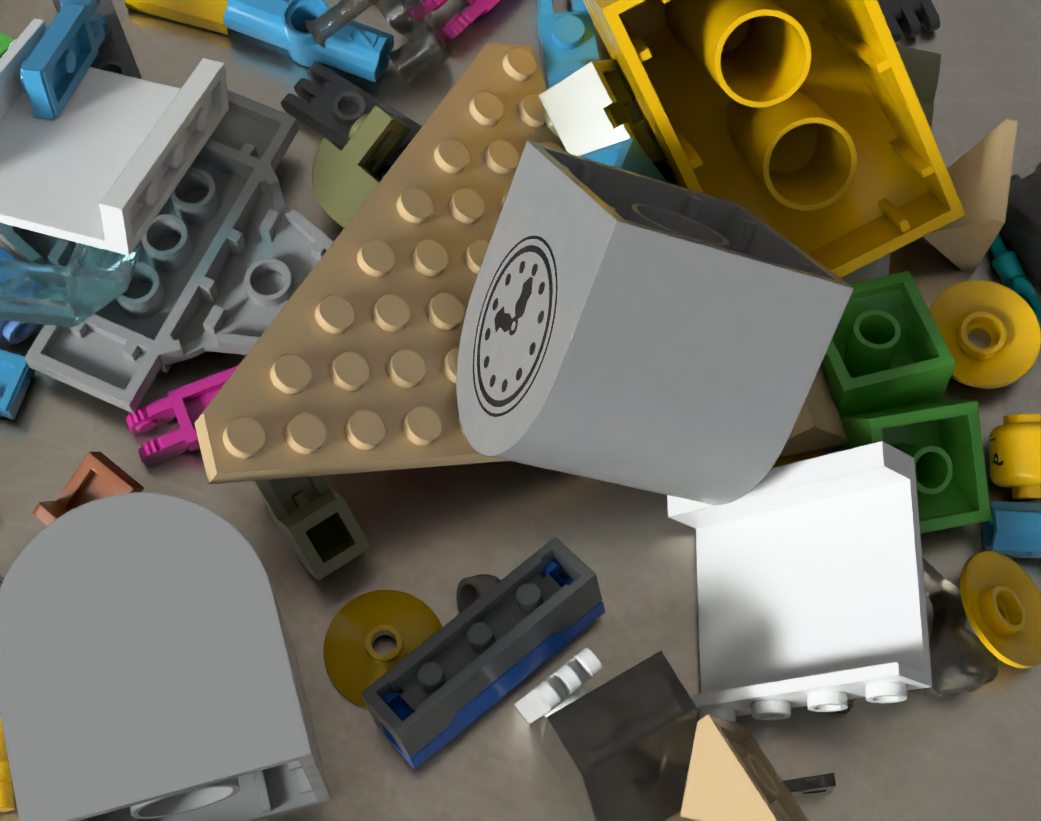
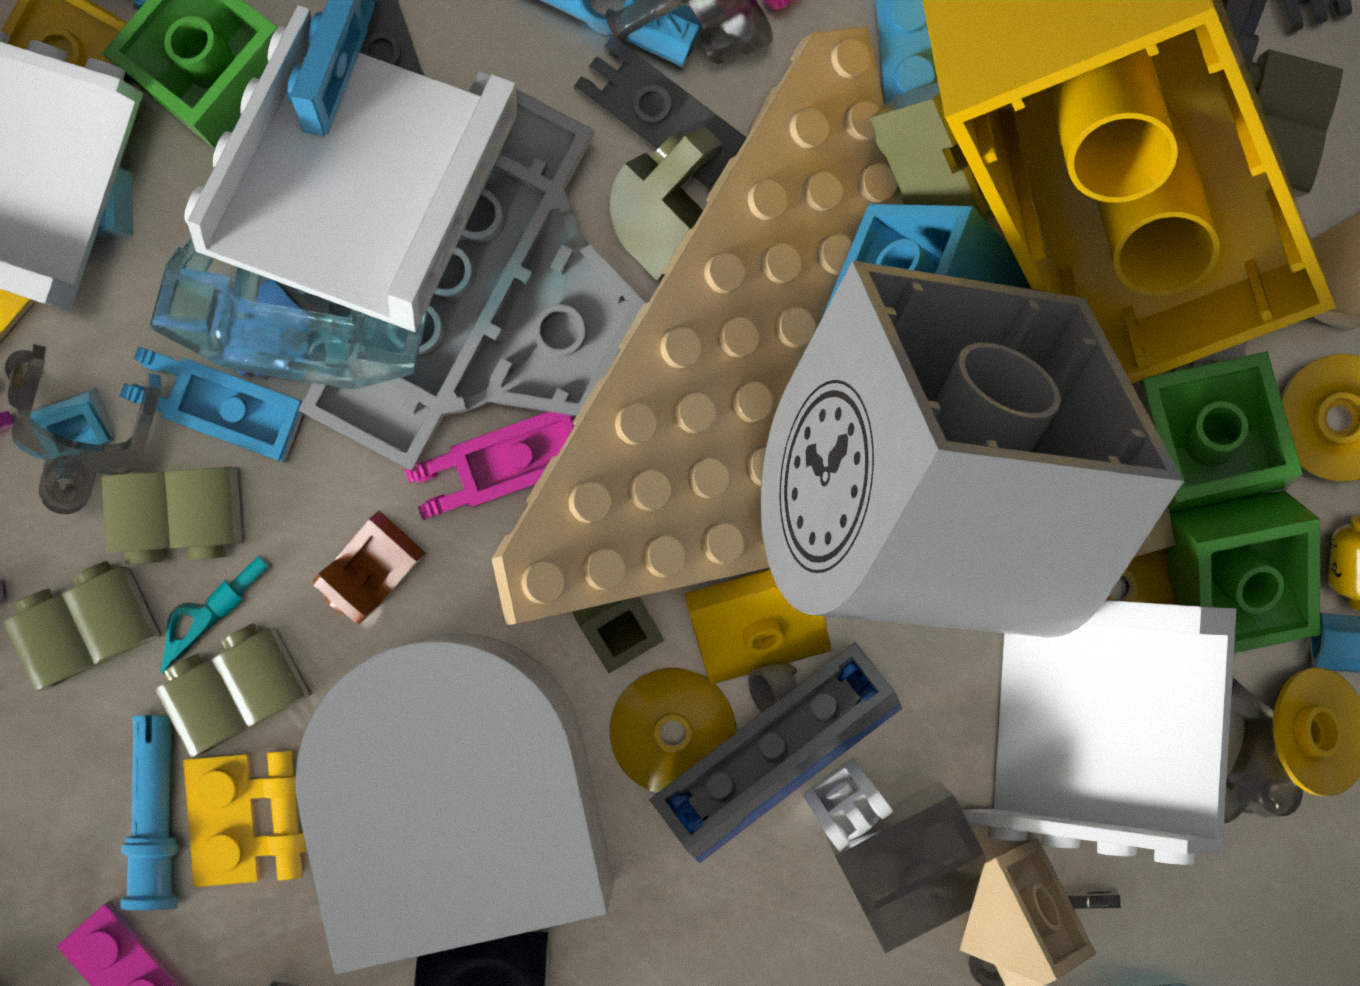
camera: 15 degrees right, 20 degrees up
(461, 526) = (751, 625): none -> yellow plate

